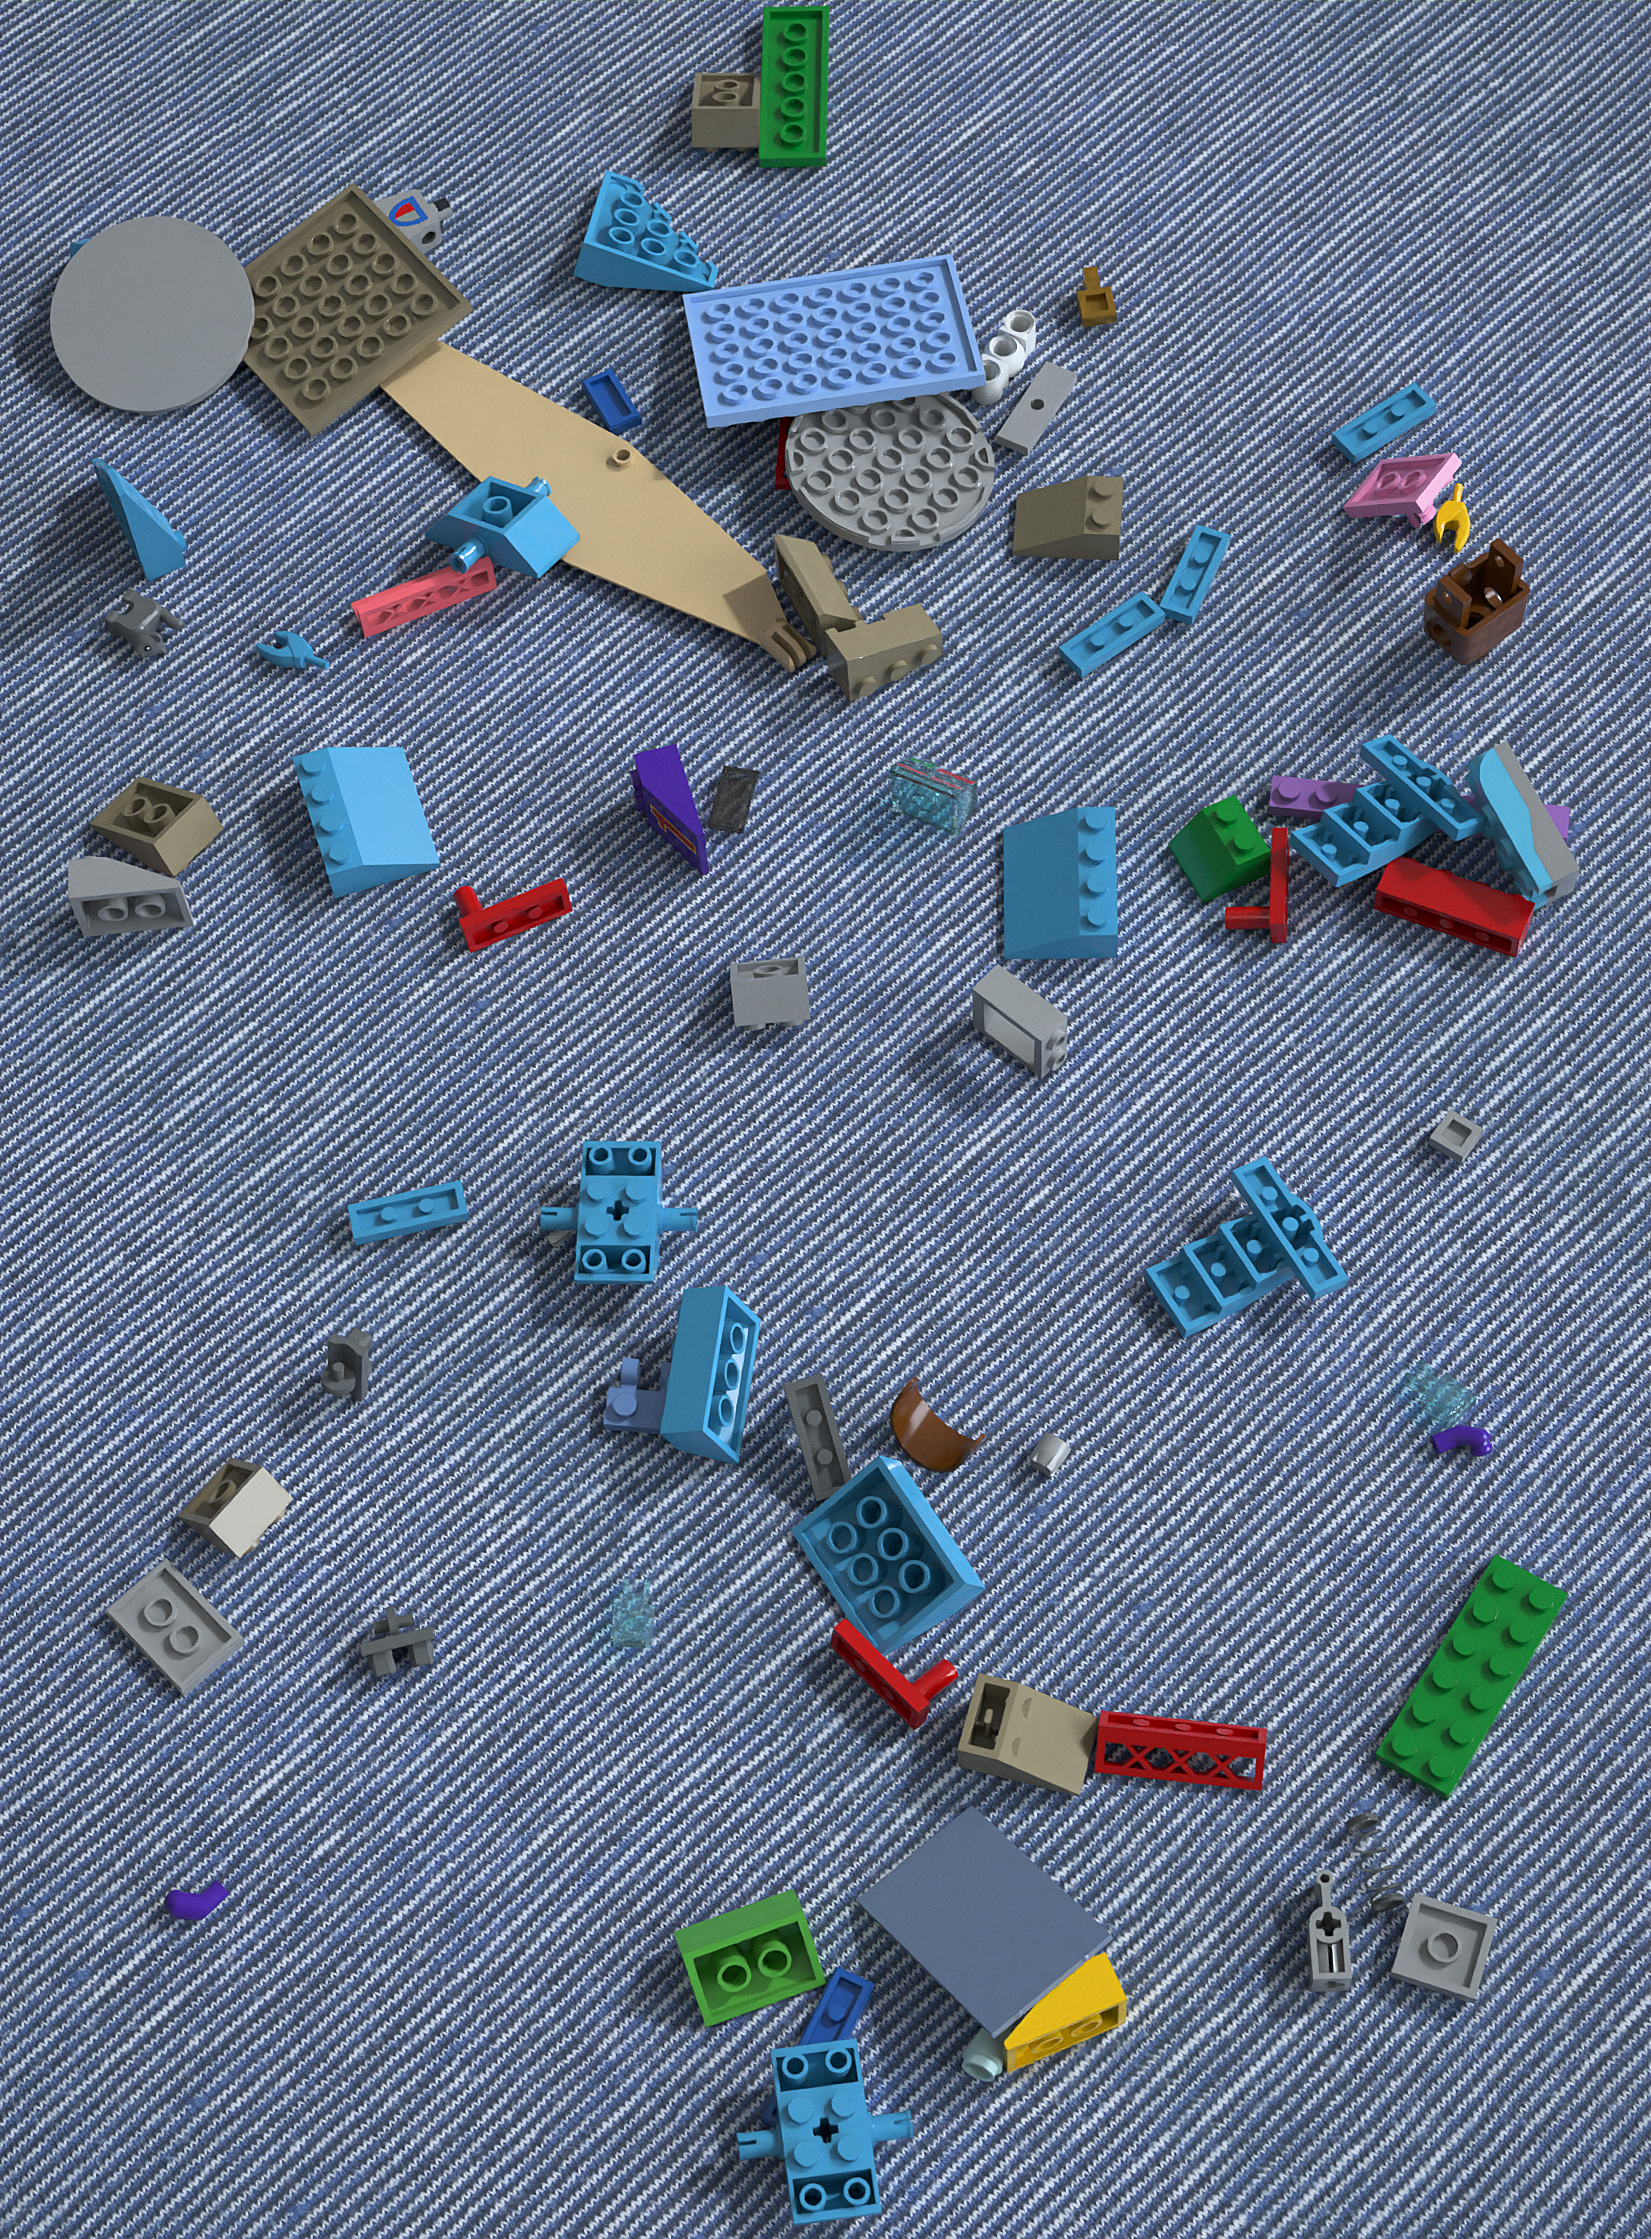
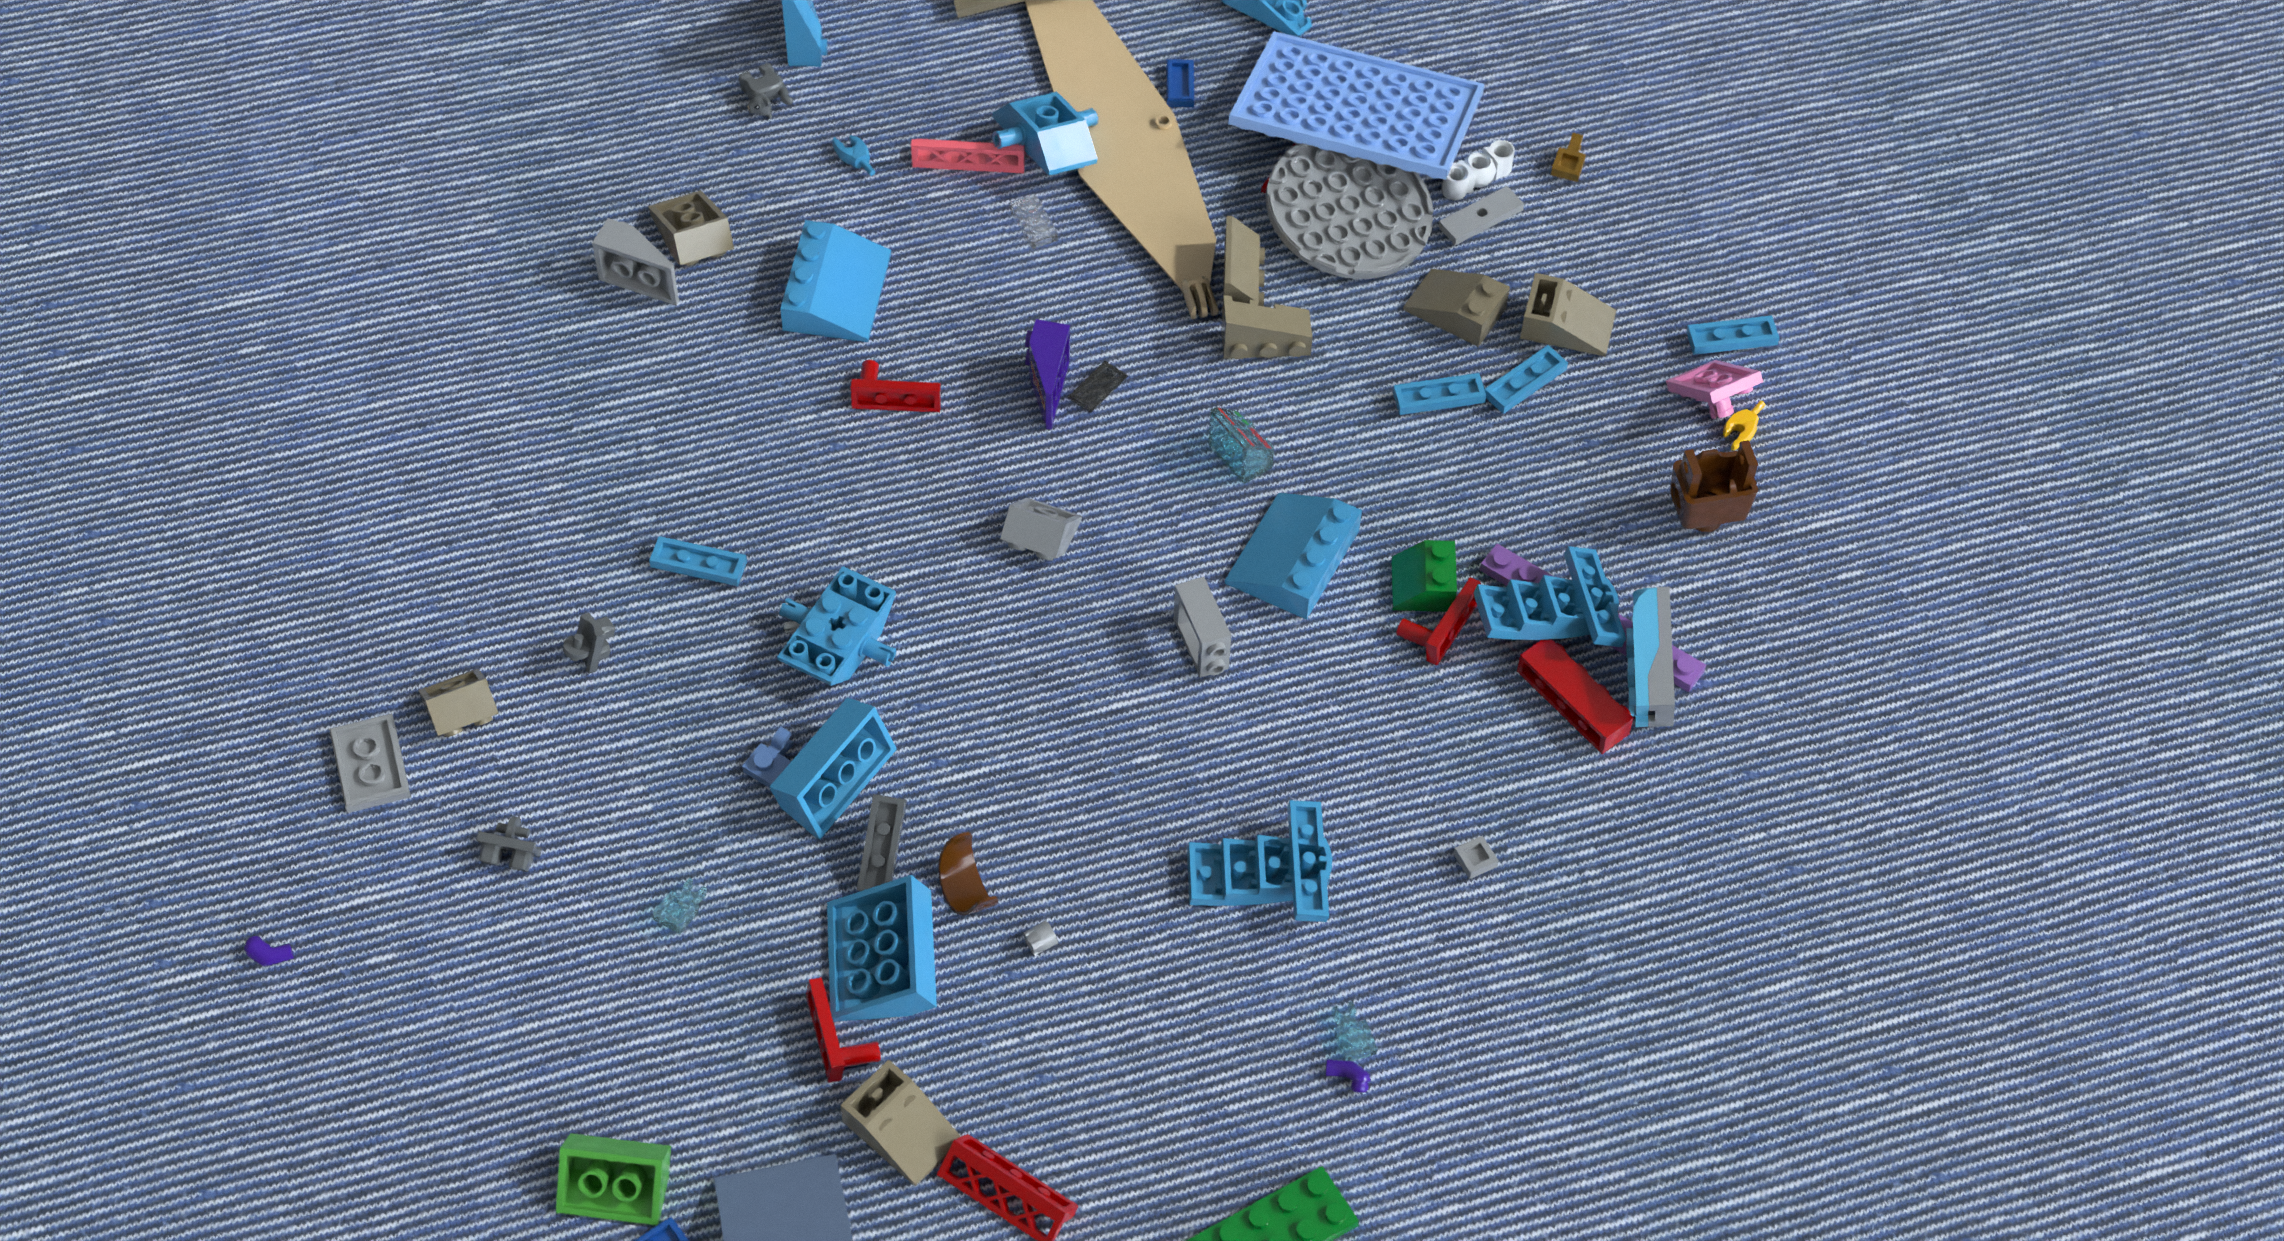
camera: 20 degrees right, 5 degrees down
(544, 639) = (1033, 221): none -> clear plate
(1197, 483) = (1567, 316): none -> dark tan slope

